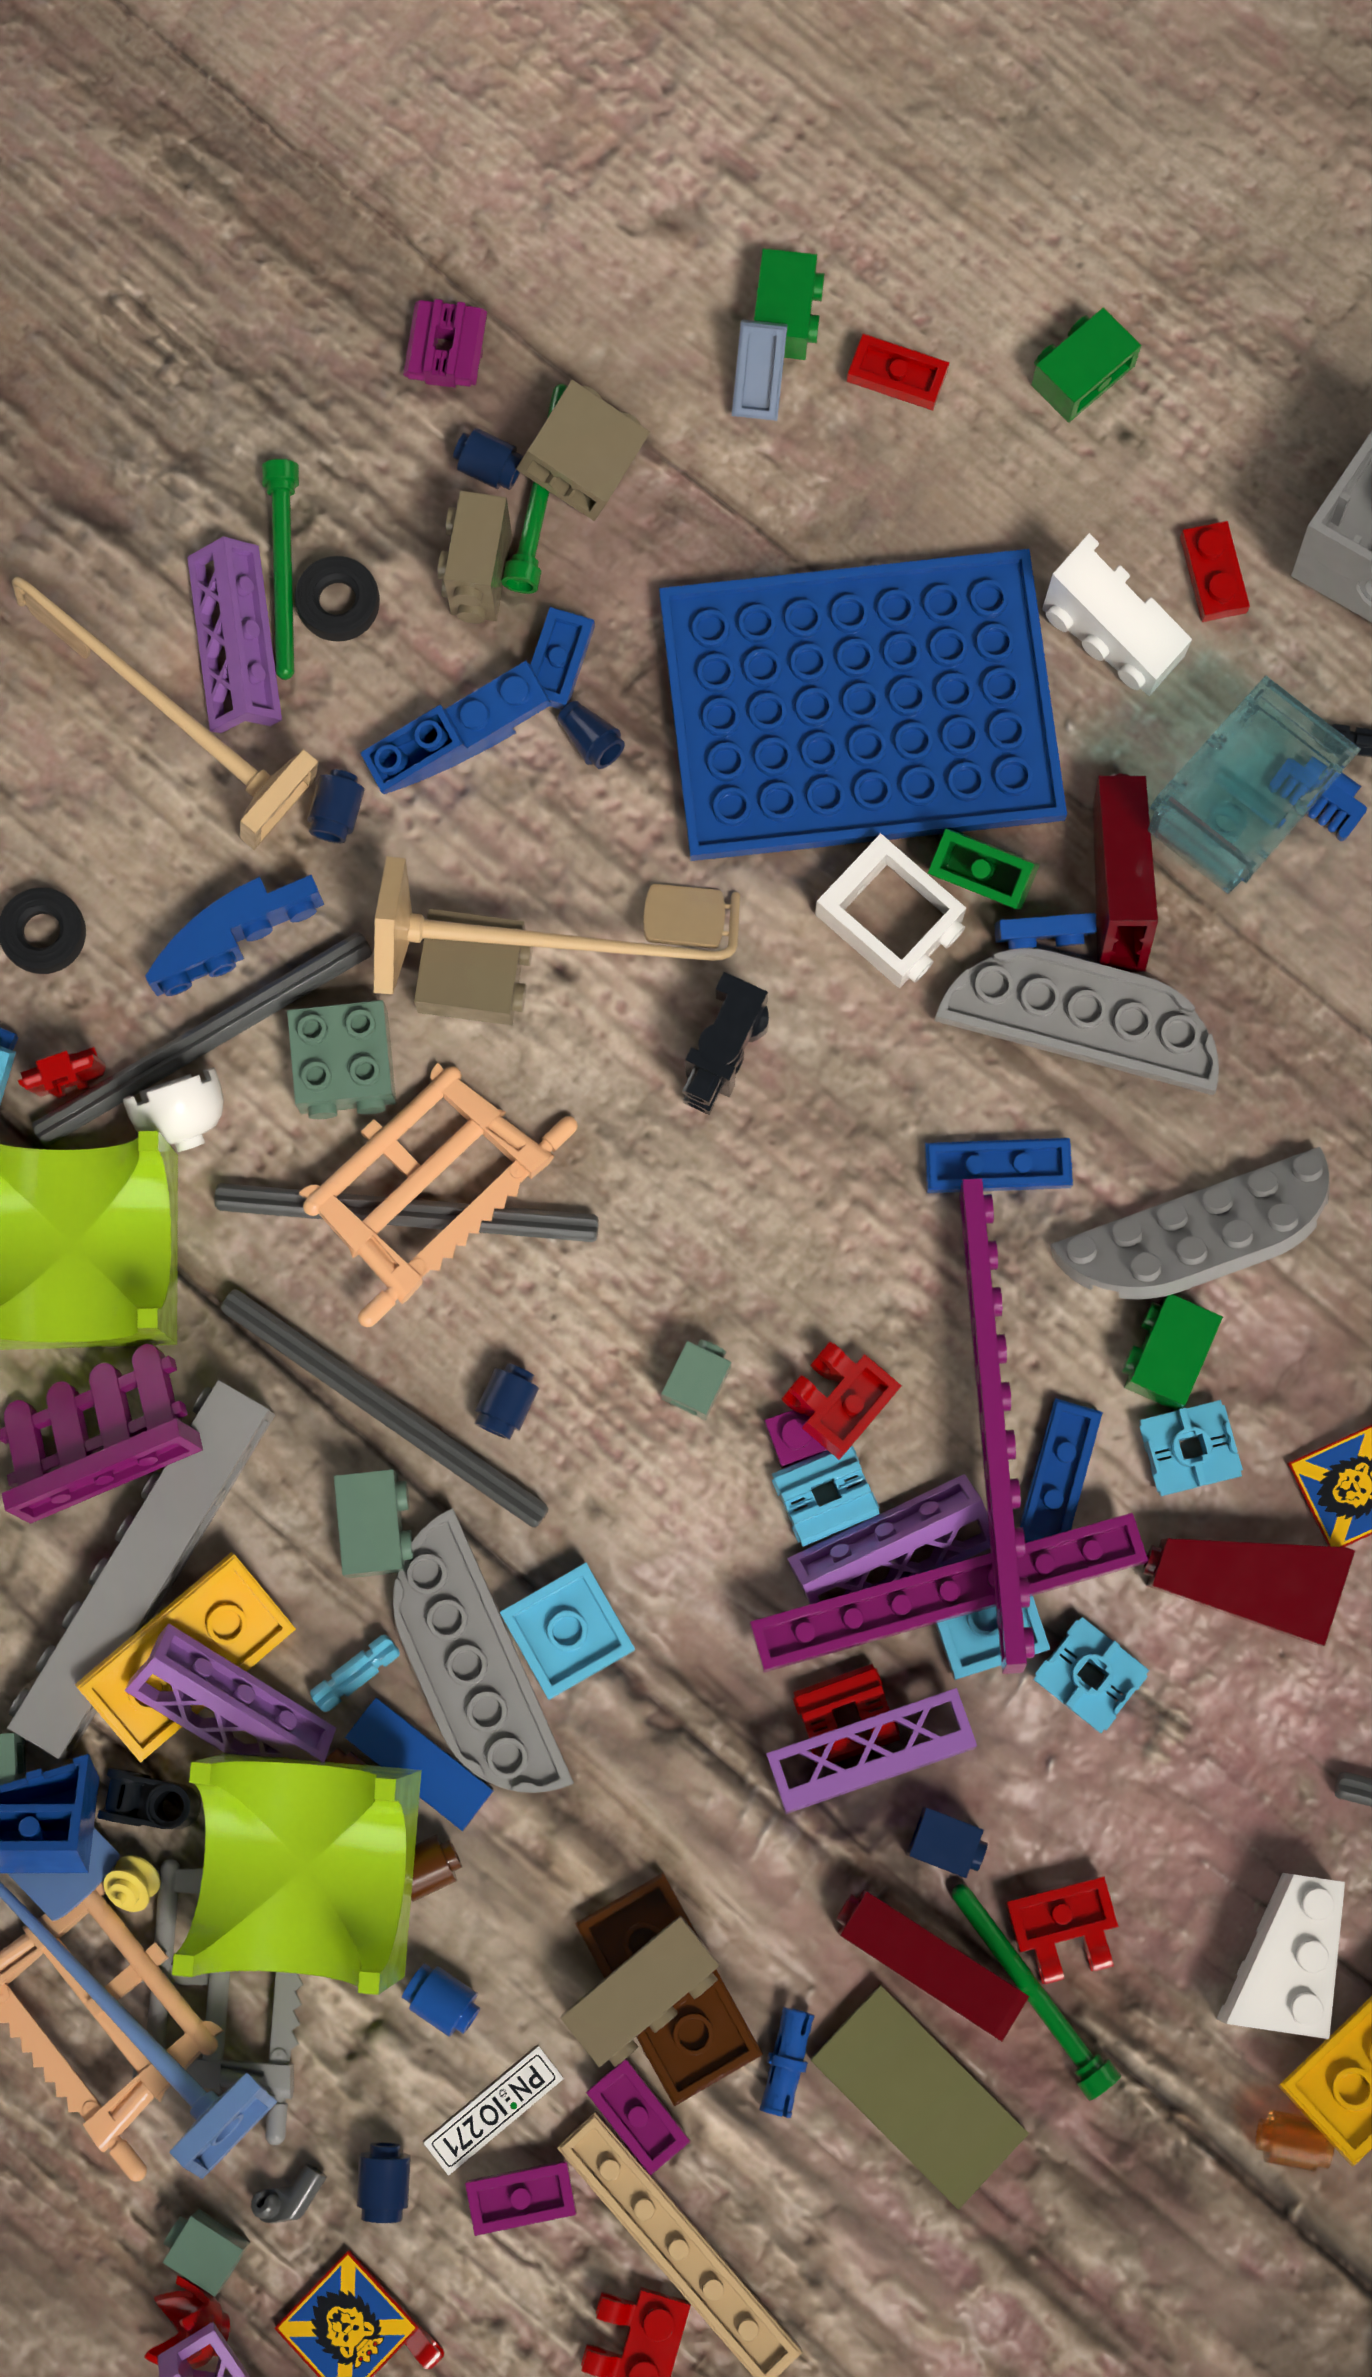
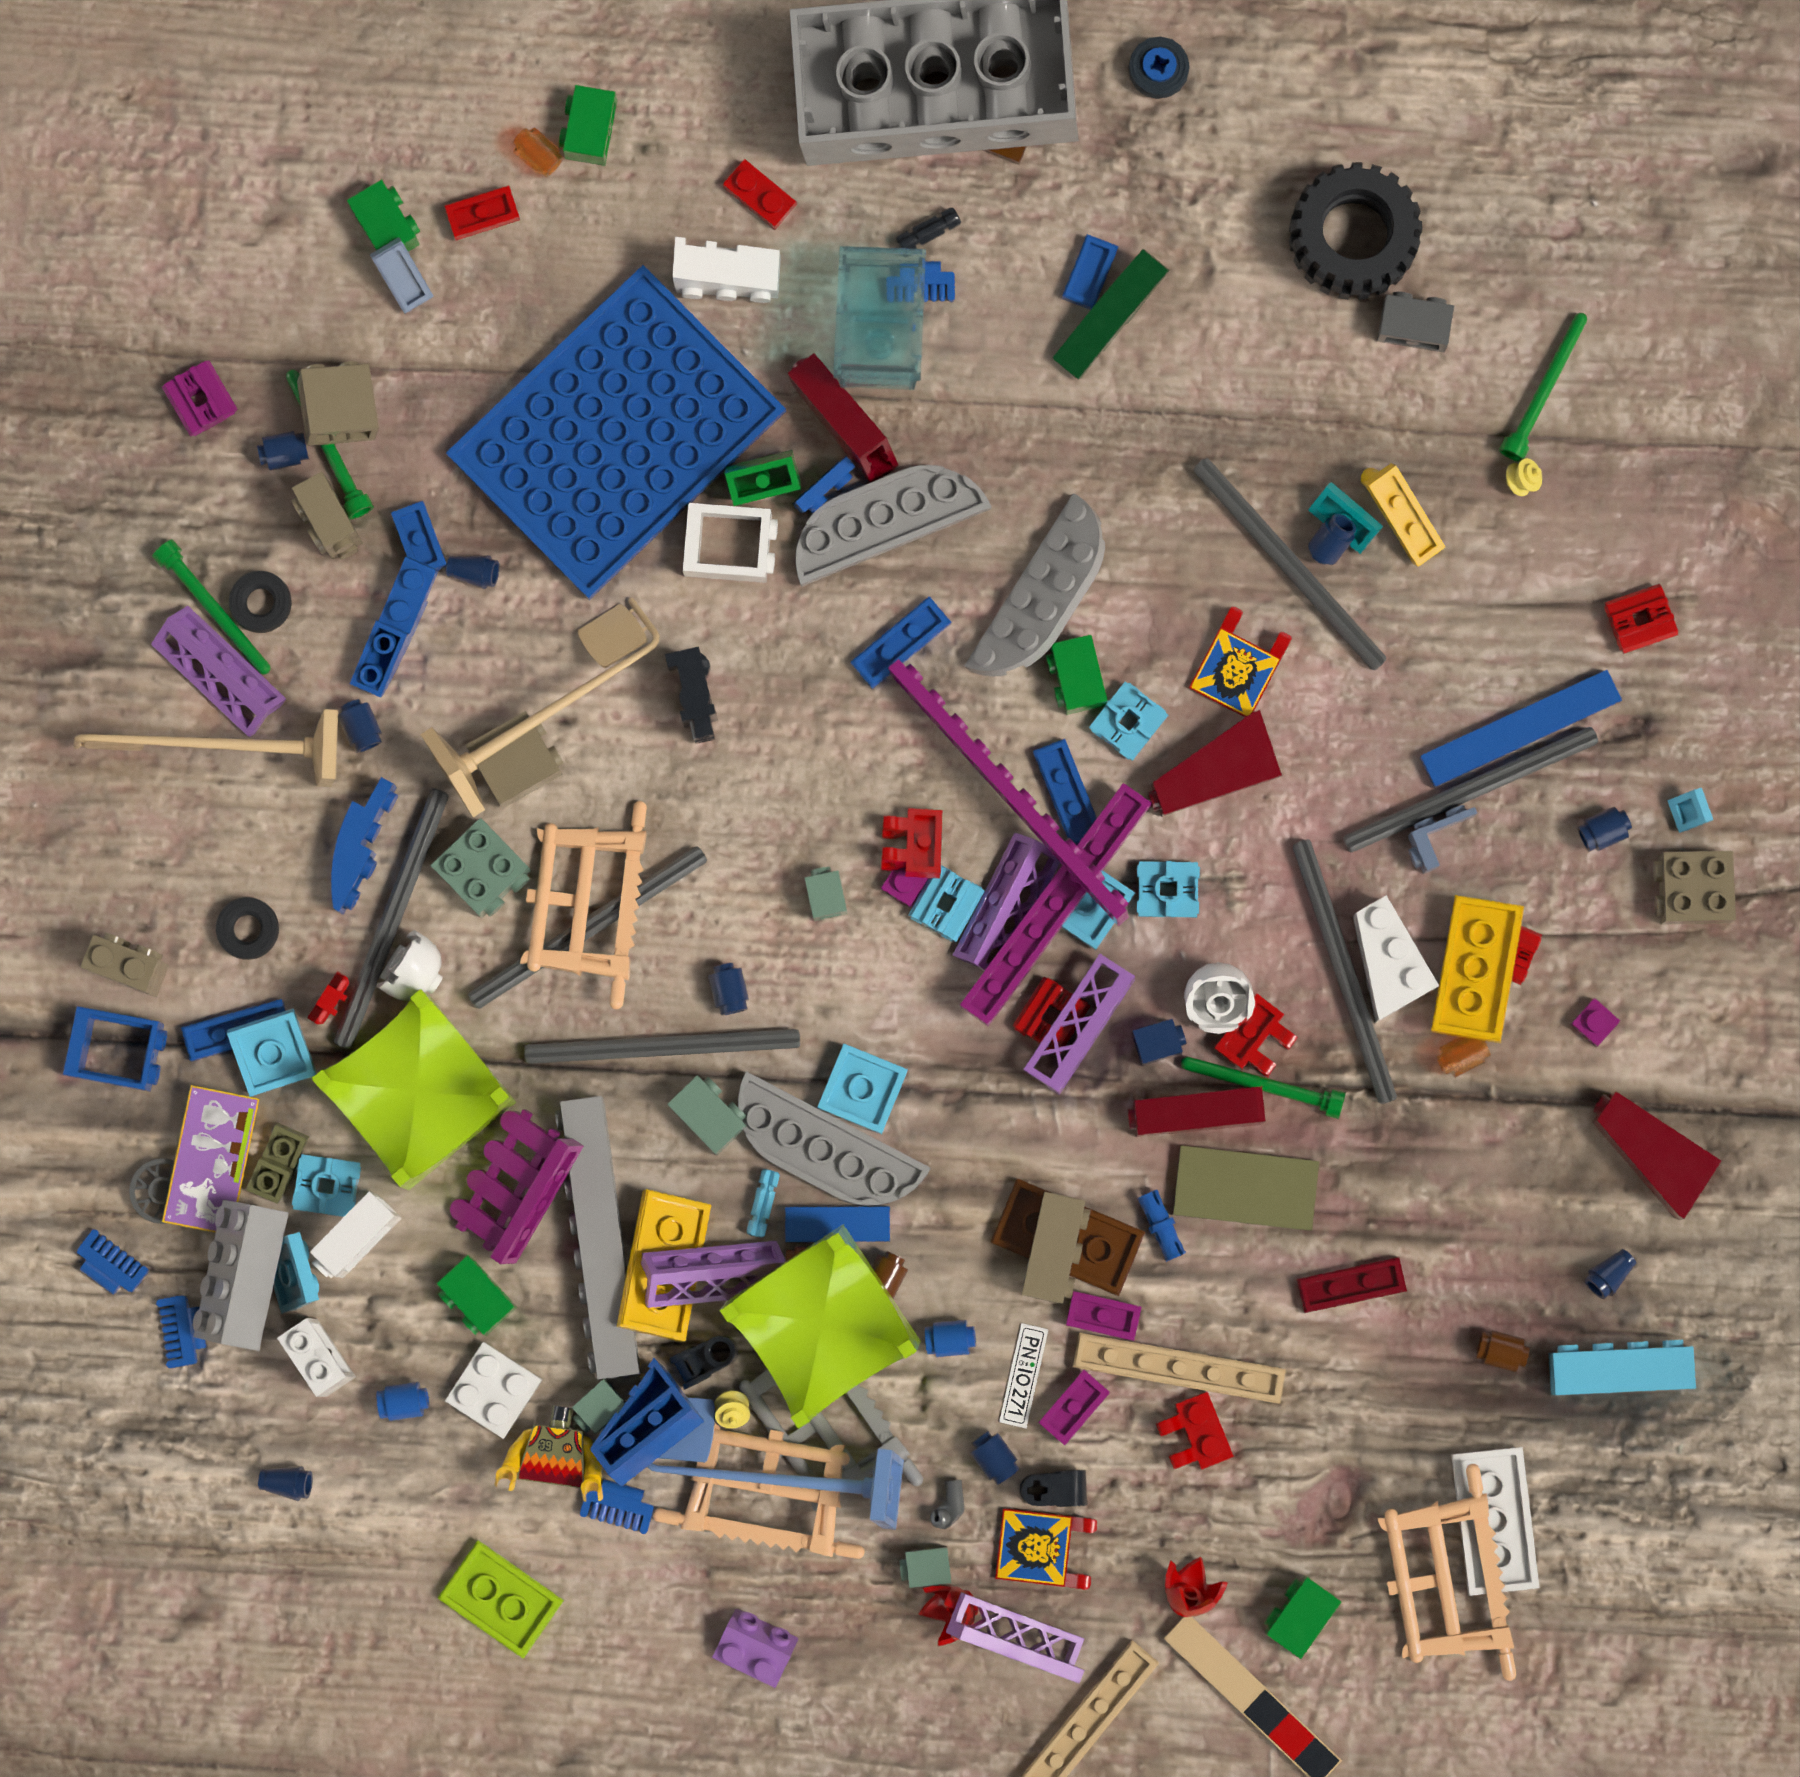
camera: 35 degrees left, 5 degrees up
(431, 2286) = (1061, 1488): none -> black piece
(956, 2312) = (1351, 1285): none -> dark red tile
(1007, 351) = (537, 151): none -> clear orange brick
(1056, 1848) = (1219, 997): none -> white cylinder
(1225, 1933) = (1344, 971): none -> dark grey axle

